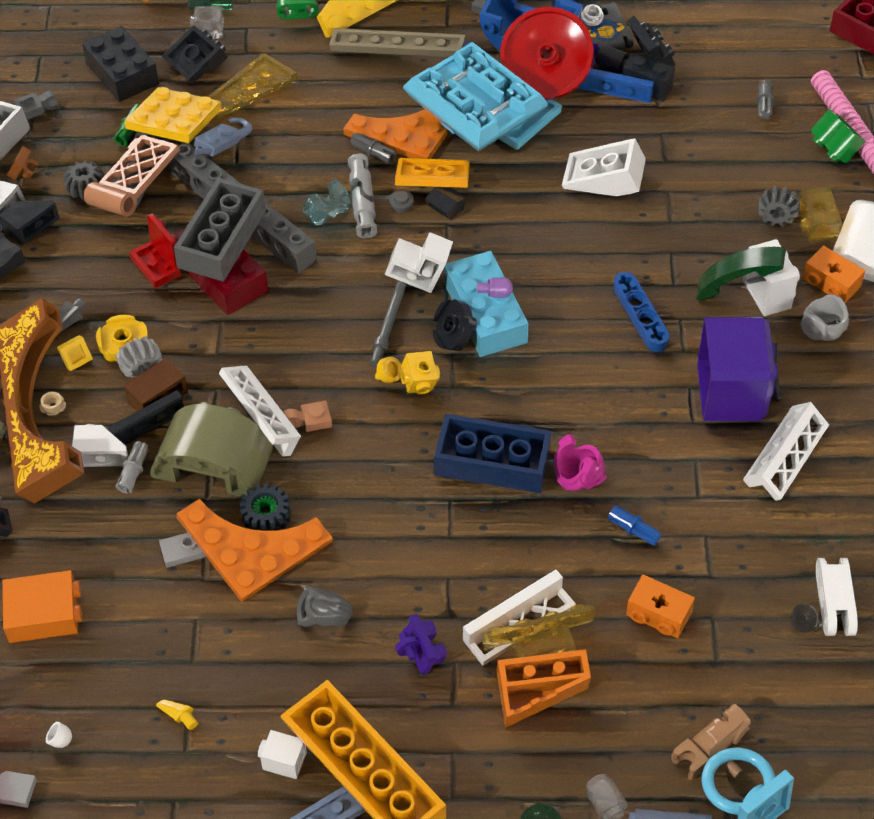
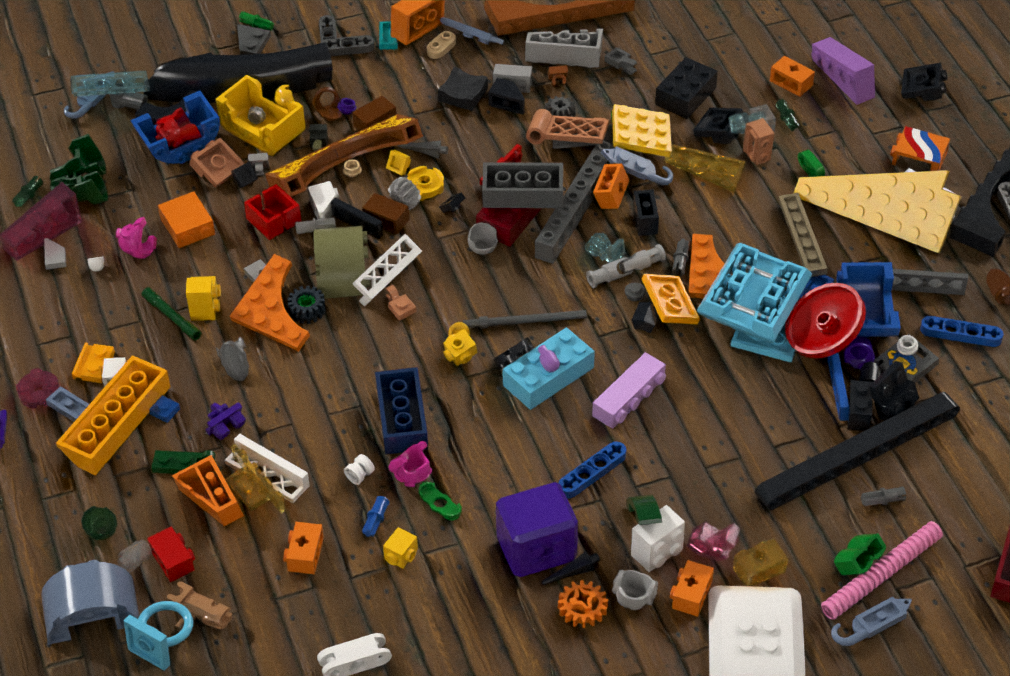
camera: 70 degrees right, 5 degrees down
(53, 673) = (130, 239): none -> dark pink helmet
(90, 501) = (278, 213): none -> red piece
(175, 319) = (452, 203): none -> black plate
(179, 713) = (132, 316): yellow bar -> none
(199, 616) = (202, 297): none -> yellow brick
(220, 25) = (739, 121): none -> clear light blue leg
(230, 654) = (157, 301): none -> dark green piece
(240, 166) = (611, 186): none -> orange brick
(242, 781) = (90, 362): none -> light orange plate
(249, 15) = (762, 136): none -> nougat window
(254, 307) = (482, 238): none -> light grey hair
(297, 151) = (645, 212): none -> black brick
(369, 708) = (164, 409): none -> blue plate
(418, 264) = (564, 312): white brick -> none
(466, 711) = (175, 461): none -> dark green plate
(547, 246) = (629, 390): none -> lavender brick
(558, 519) = (359, 469): none -> white wheel
(606, 169) = (734, 407): white slope -> none
(620, 753) = (171, 554): none -> red brick
(648, 454) = (430, 494): none -> green piece
(694, 511) = (400, 548): none -> yellow brick
(703, 103) = (856, 451): none -> black beam
(779, 206) = (750, 528): dark grey gear -> none
(785, 442) = (493, 590): white fence -> none
(787, 229) = (711, 542): none -> clear pink brick
(805, 618) = (328, 640): clear smoke plate -> none
(825, 369) = (581, 603): none -> orange gear

